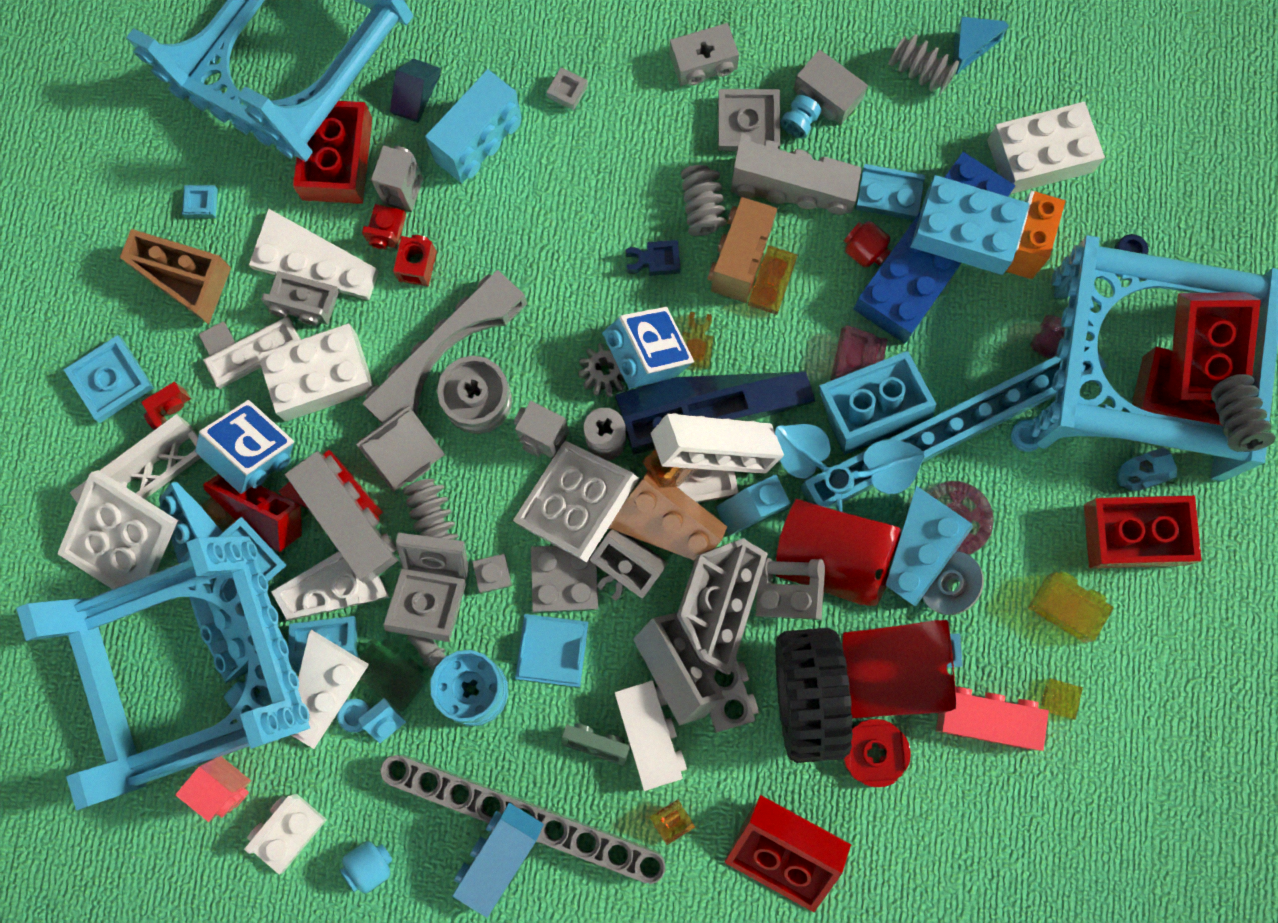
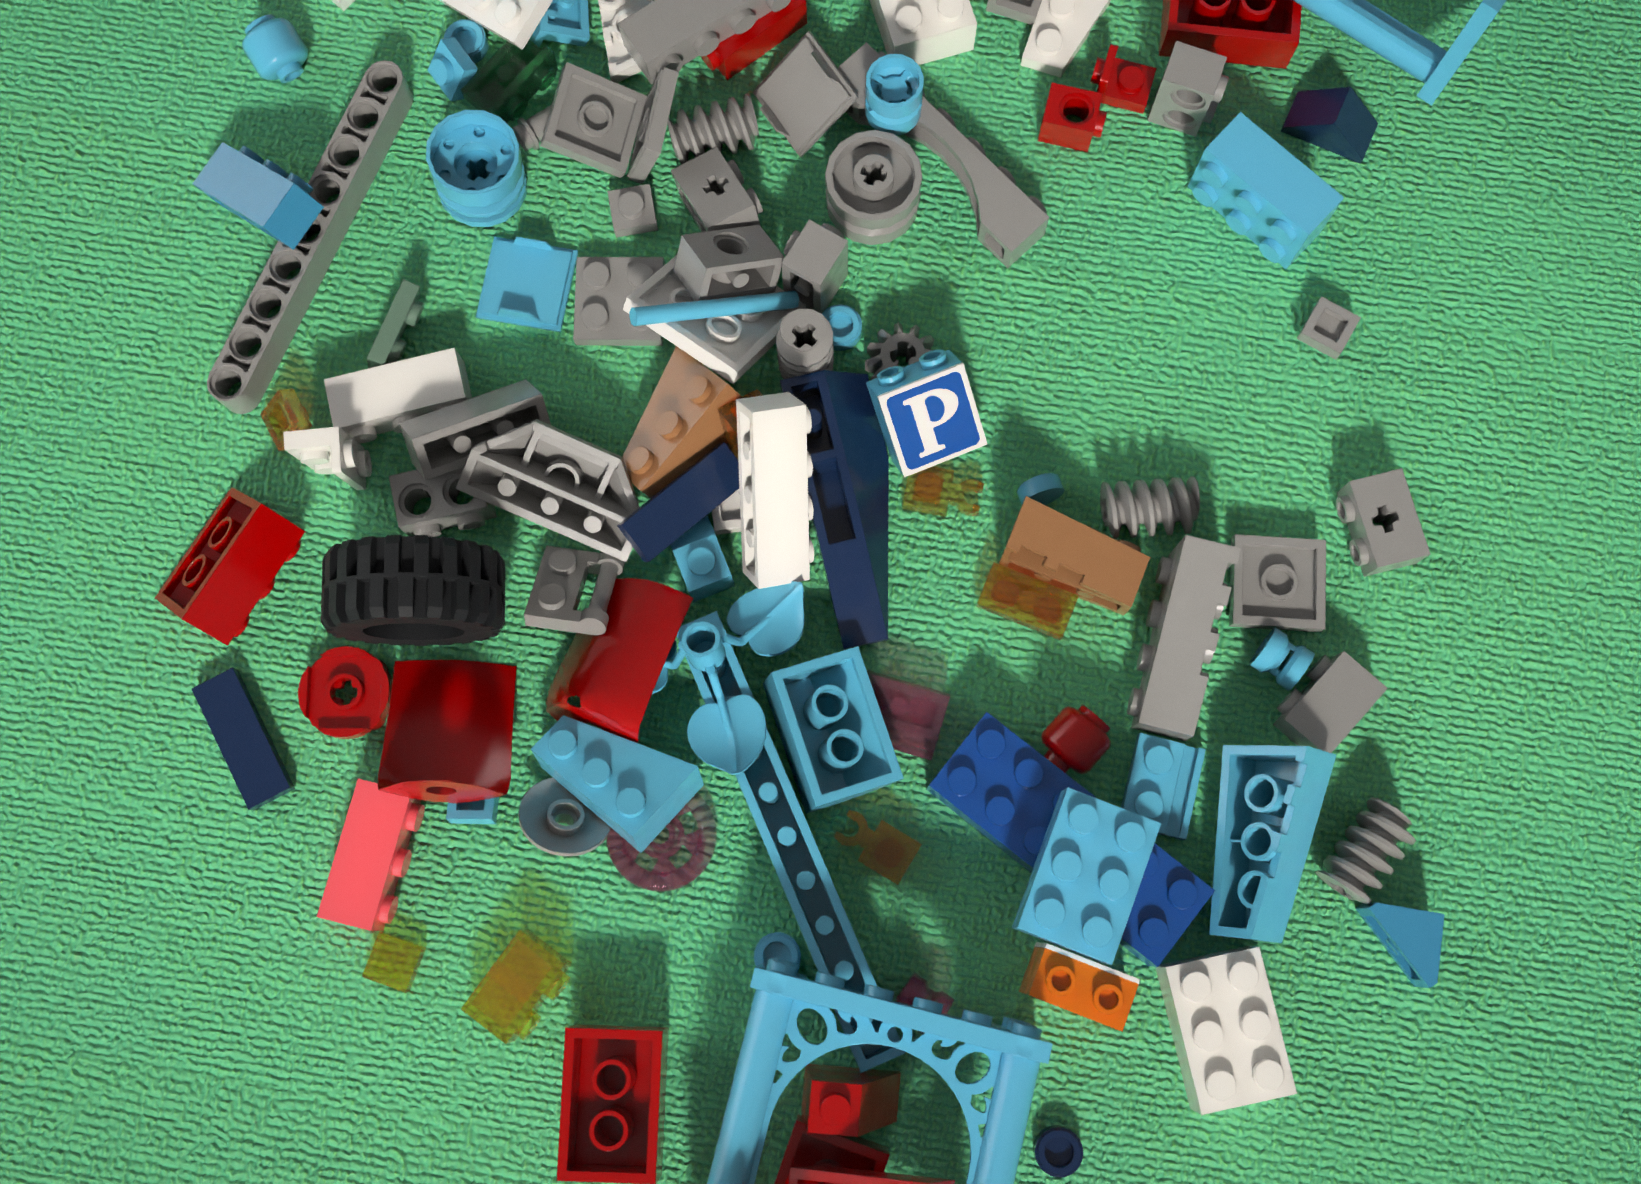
camera: 95 degrees right, 0 degrees up
(412, 375) = (894, 94): none -> medium azure wheel
(505, 504) = (715, 193): none -> light grey brick
(544, 490) = (728, 263): none -> light grey brick
(575, 415) = (845, 326): none -> medium azure tile
(582, 497) = (713, 308): none -> medium azure bar
(628, 563) = (624, 375): light grey brick -> none
(660, 257) = (1065, 444): dark blue plate -> none
(694, 273) = (1041, 488): none -> medium azure tile
(702, 784) = (331, 452): none -> white bracket
(726, 510) = (682, 503): none -> dark blue tile
(914, 828) = (243, 739): none -> dark blue tile
(919, 123) = (1264, 835): none -> medium azure wedge
(951, 367) = (885, 849): none -> clear orange plate
(1130, 376) = (848, 1101): none -> red slope
(1147, 470) = (702, 1120): medium azure rock -> none

